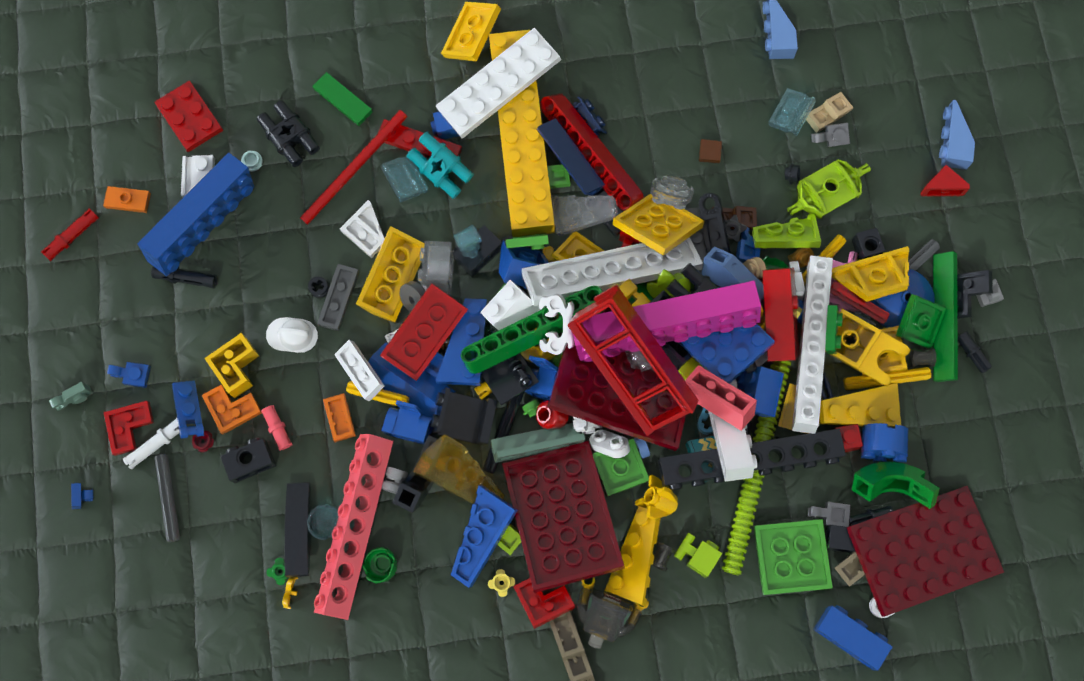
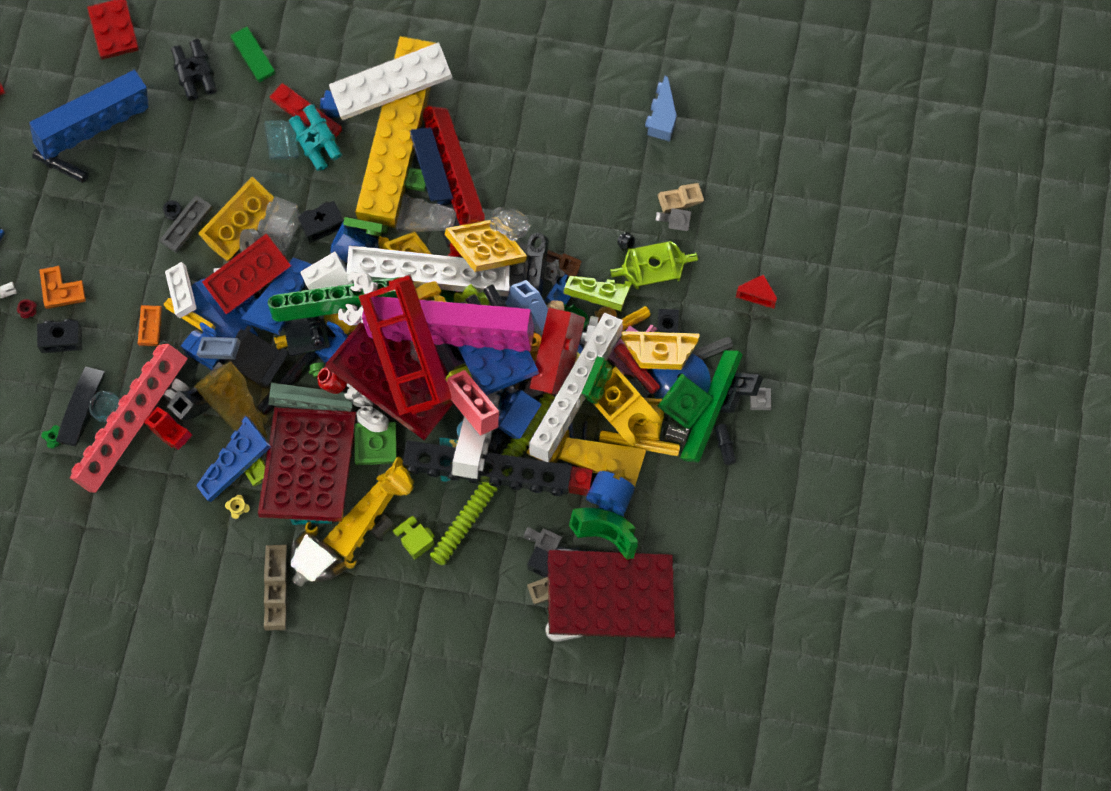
camera: 15 degrees right, 5 degrees down
(127, 199) = (34, 84): orange plate -> none
(187, 409) = (23, 276): blue plate -> none
(194, 169) = (101, 75): white plate -> none
(228, 364) = (72, 248): yellow brick -> none
(252, 160) = (154, 83): light aqua plate -> none
(276, 427) = (93, 317): coral pin -> none
(288, 592) = (51, 460): yellow piece -> none
(291, 335) = (135, 244): white piece -> none
(353, 167) = (240, 116): red piece -> none
(364, 230) = (230, 173): white wing -> none
(380, 565) = (139, 458): green hair -> none
(400, 524) = (167, 429): none -> red brick
(424, 421) = (218, 348): none -> sand blue tile
(468, 241) = (311, 209): clear light blue piece -> none
(471, 31) = (386, 29): yellow plate -> none
(542, 607) = (264, 536): red plate -> none
(585, 109) = (463, 129): dark blue hinge -> none
(642, 448) = (400, 432): medium blue tile -> none
(710, 151) = (560, 199): reddish brown tile -> none
(792, 111) = (646, 186): clear light blue plate -> none
(792, 557) = (495, 565): bright green plate -> none
(853, 637) = (520, 646): blue brick -> none
(958, 141) = (784, 261): medium blue slope -> none

